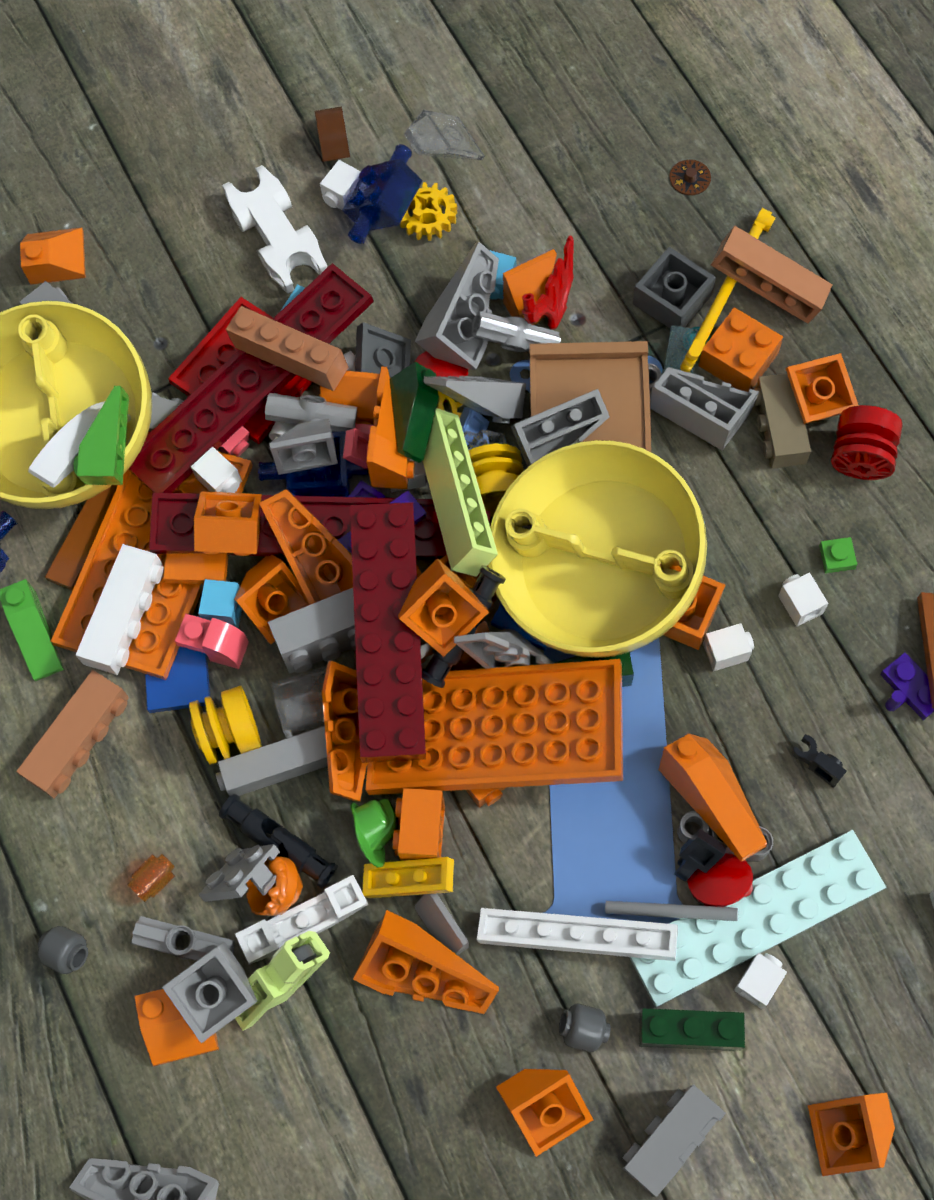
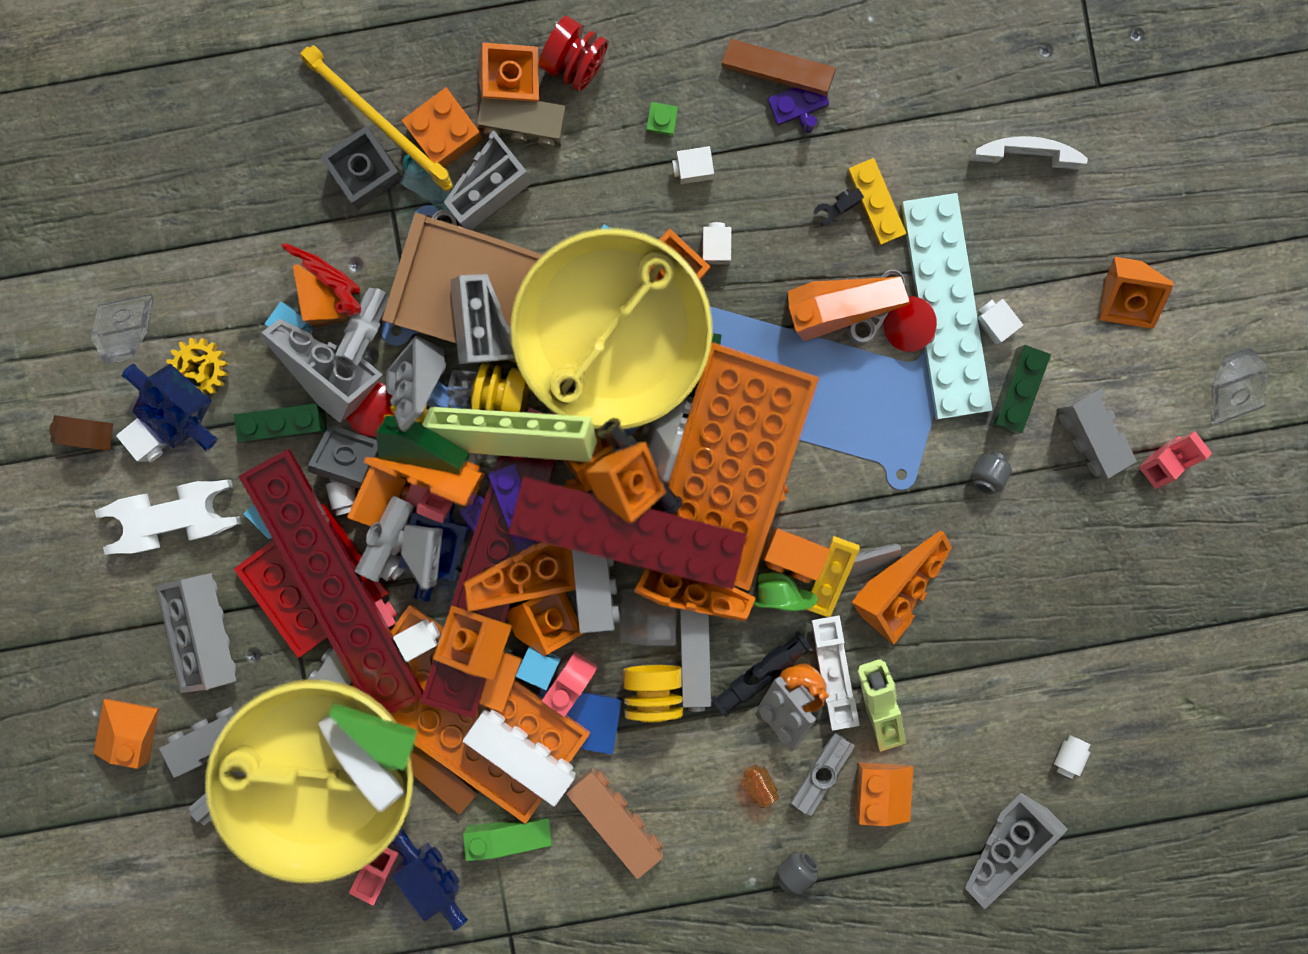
camera: 80 degrees left, 20 degrees up
(169, 285) = (196, 633): none -> light grey slope
(211, 992) = (879, 761): light grey slope -> none
(287, 348) = (320, 544): nougat brick -> none
(396, 293) = (280, 423): none -> dark green brick
(544, 1106) = (1040, 525): orange slope -> none
(578, 934) = (919, 454): white plate -> none
(671, 910) = (923, 372): light grey bar -> none
(690, 177) = (239, 107): piece -> none
(699, 853) = (888, 333): black plate -> none
(771, 274) = (378, 73): nougat brick -> none
(841, 803) = (877, 201): none -> yellow plate

